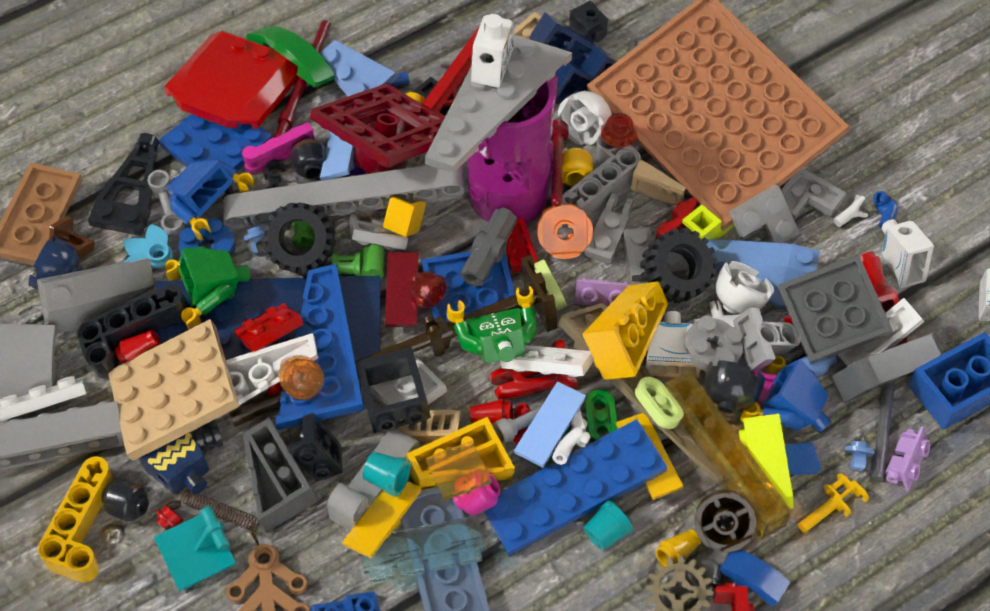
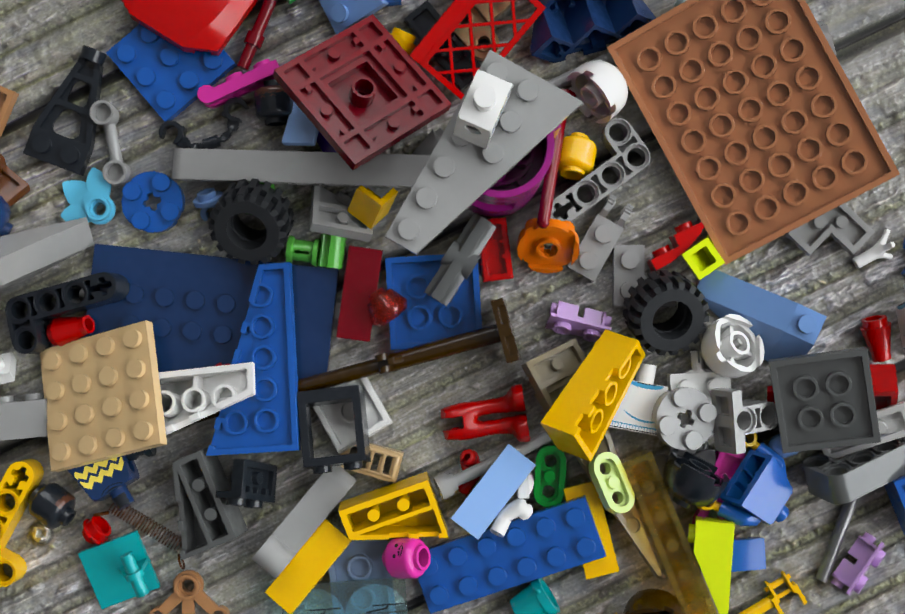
camera: 15 degrees right, 30 degrees up
(200, 187) = (145, 138): blue torso -> none
(208, 279) = (148, 260): green torso -> none
(268, 327) = (212, 341): red plate -> none
(301, 377) = (234, 419): clear orange wheel -> none
(387, 472) = (316, 529): teal piece -> none
(458, 470) = (388, 543): clear yellow piece -> none
(493, 410) = (437, 456): red cone -> none
(497, 334) = (454, 380): green torso -> none
(551, 285) = (523, 322): yellowish green plate -> none
(551, 360) = (500, 419): white plate -> none
(619, 130) = (628, 133): clear red cone -> none
(656, 184) = (658, 187): tan slope -> none
(765, 209) = (781, 253): light grey plate -> none
(859, 452) = (809, 555): medium blue plate -> none

